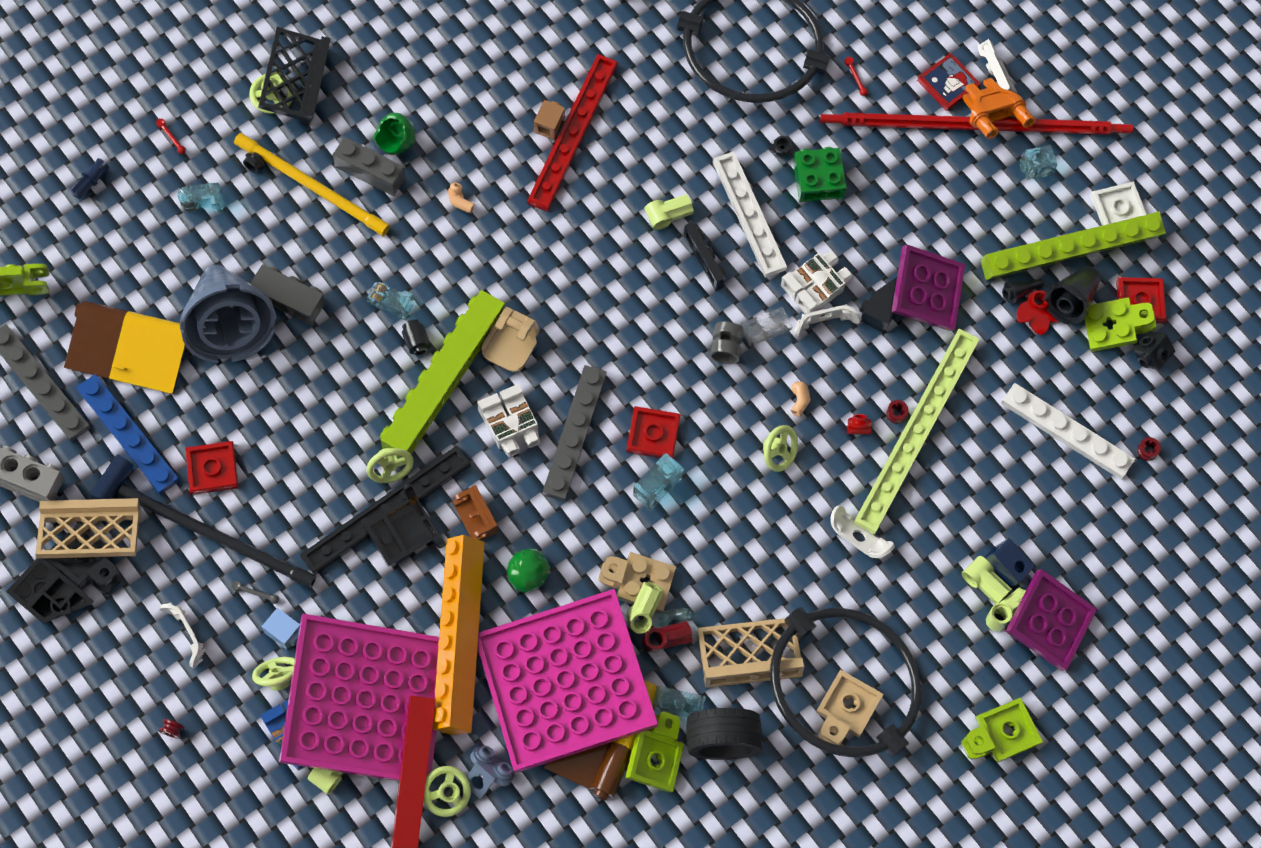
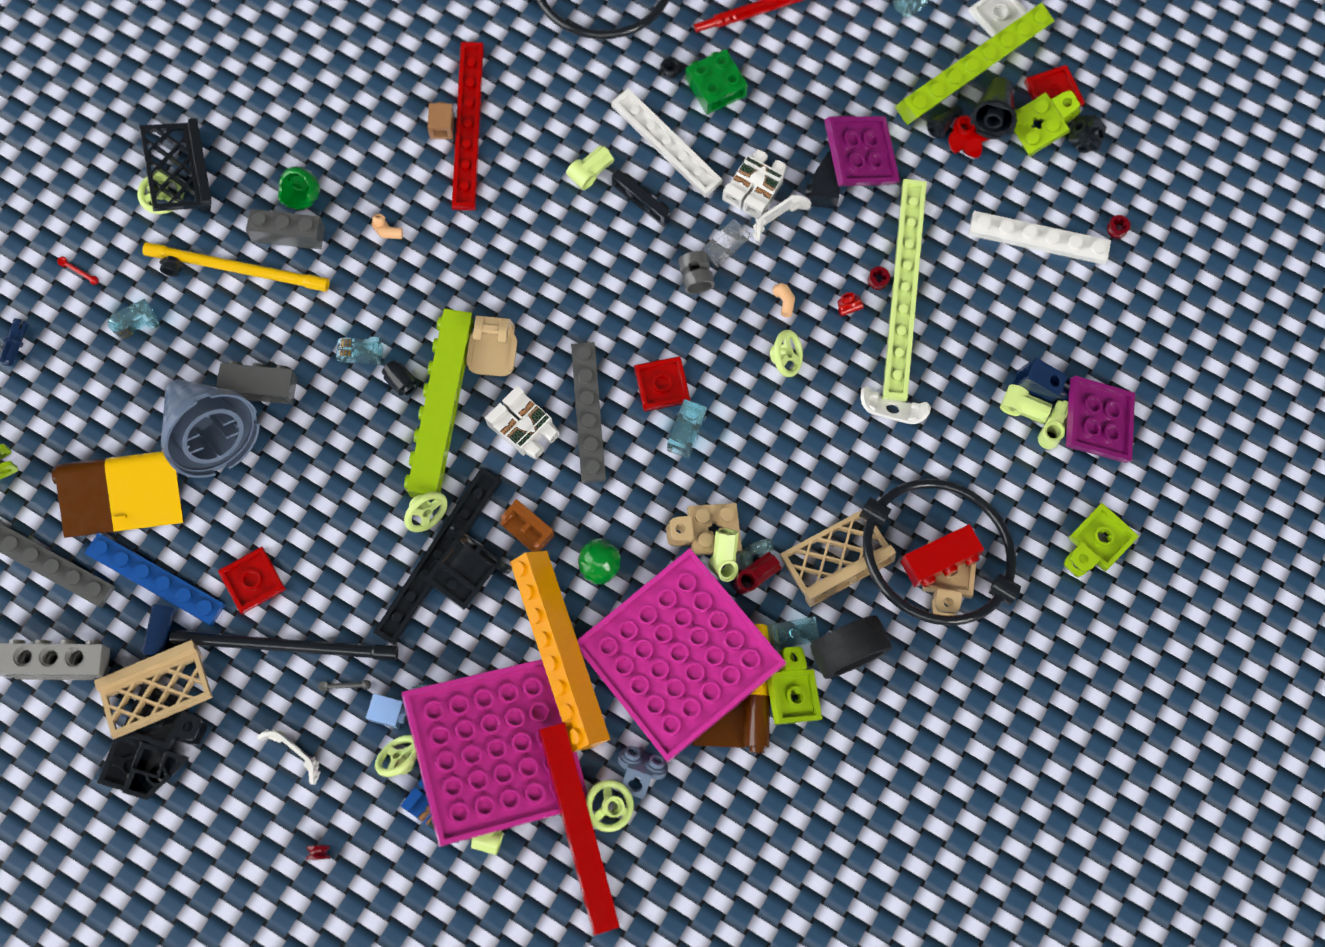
camera: 20 degrees left, 5 degrees up
(845, 686) = (942, 556): none -> red brick

